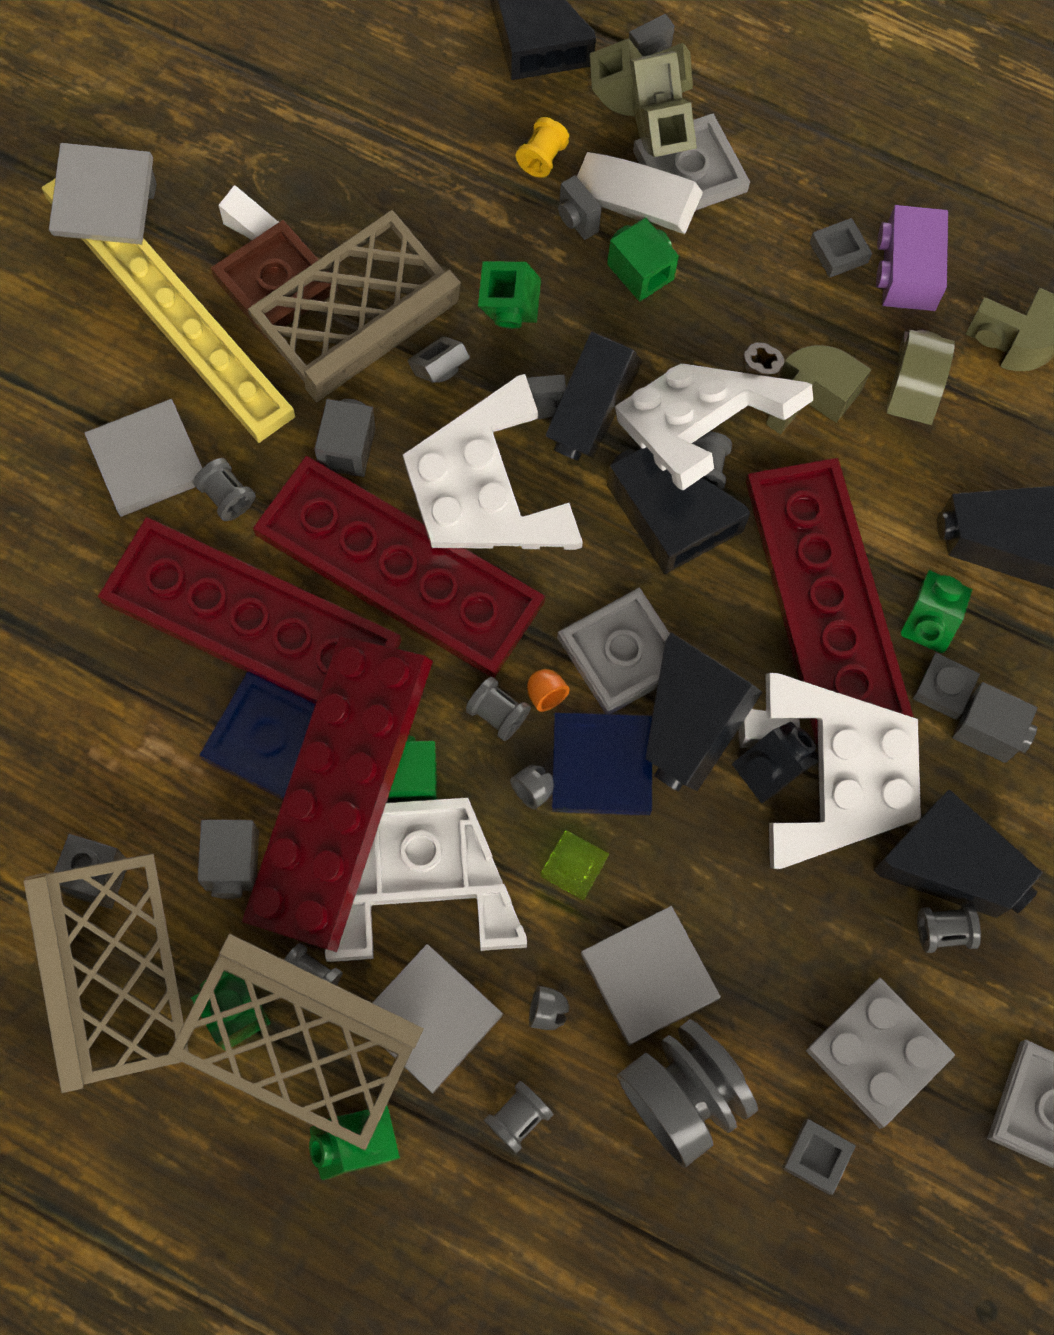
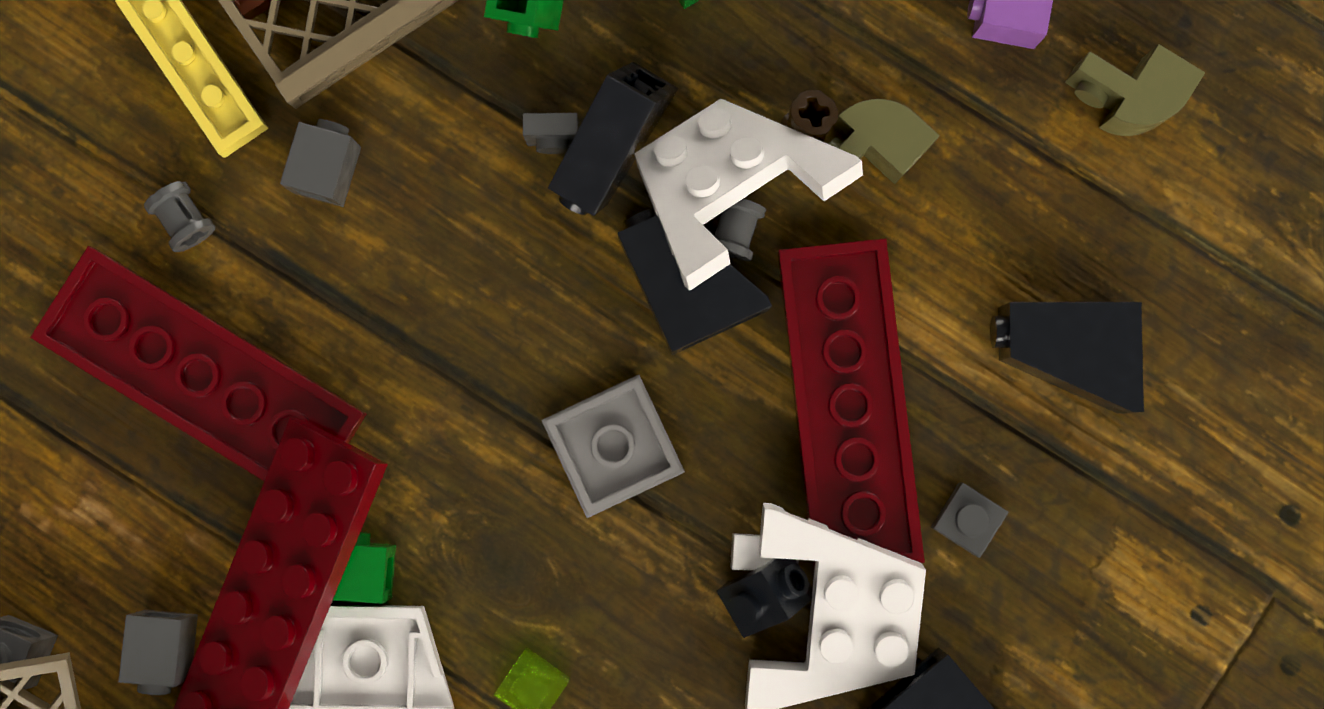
camera: 10 degrees right, 15 degrees up
(145, 457) = (94, 165): light grey tile -> none
(260, 735) = (202, 509): clear blue tile -> none
(391, 566) = (369, 325): dark red plate -> none
(439, 360) = (437, 73): dark grey plate -> none
(466, 486) = (449, 244): white wing -> none
(497, 708) = (464, 506): dark grey bush -> none
(533, 785) = (494, 601): dark grey hinge -> none
(546, 689) = (521, 485): orange hinge -> none
(601, 764) = (574, 576): clear blue tile -> none
(694, 714) = (678, 537): black slope -> none
(920, 375) = (998, 141): olive brick -> none
(937, 611) = (973, 432): green bracket -> none
(996, 723) = (1017, 574): dark grey brick -> none

